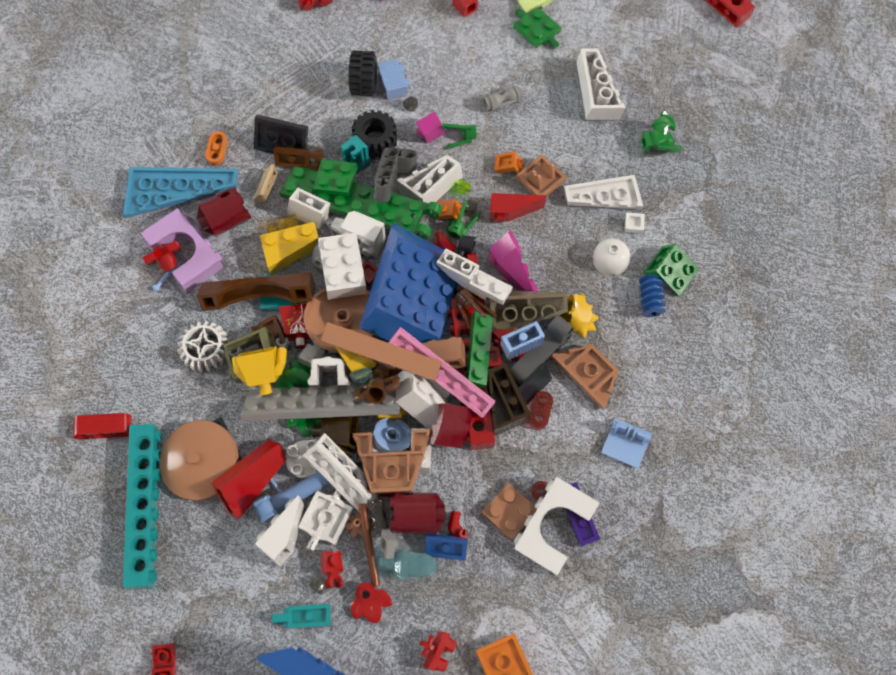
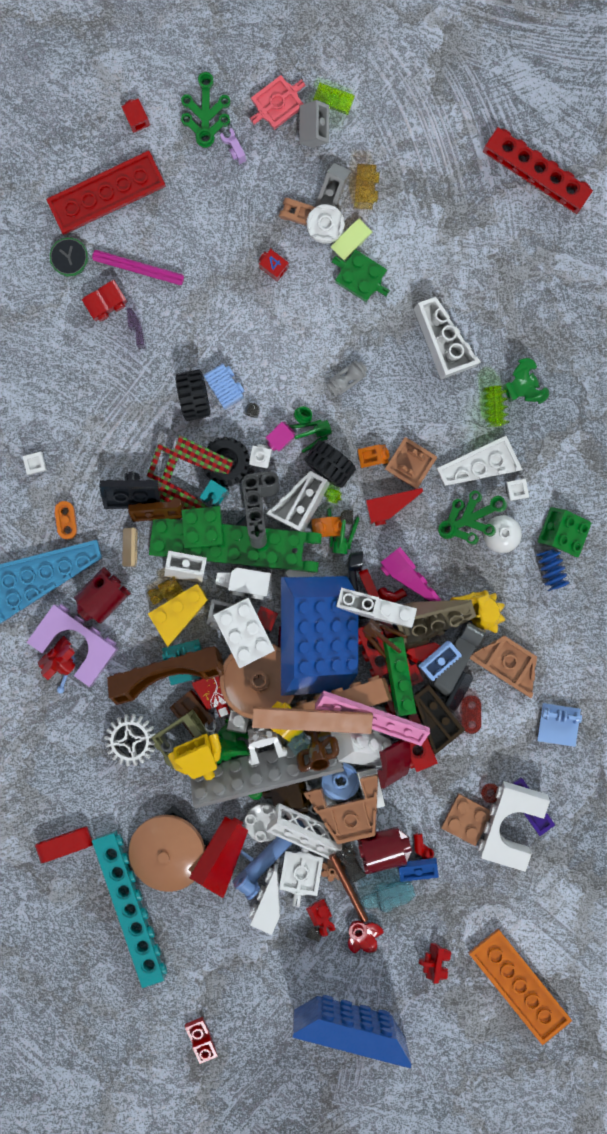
camera: 10 degrees left, 20 degrees up
(207, 98) = (34, 463): none -> white plate
(304, 616) = (309, 965): teal hinge -> none
(331, 16) = (134, 324): none -> clear purple slope
(346, 114) = (191, 453): none -> piece
(388, 544) = (368, 888): light grey plate -> none
(407, 136) = (260, 456): none -> white bracket
(442, 241) = (331, 565): red piece -> none
(455, 117) = (303, 415): none -> green plate
(469, 152) = (330, 463): none -> black tyre
(564, 238) = (469, 518): none -> green plant
(630, 148) = (494, 403): none -> clear neon green piece

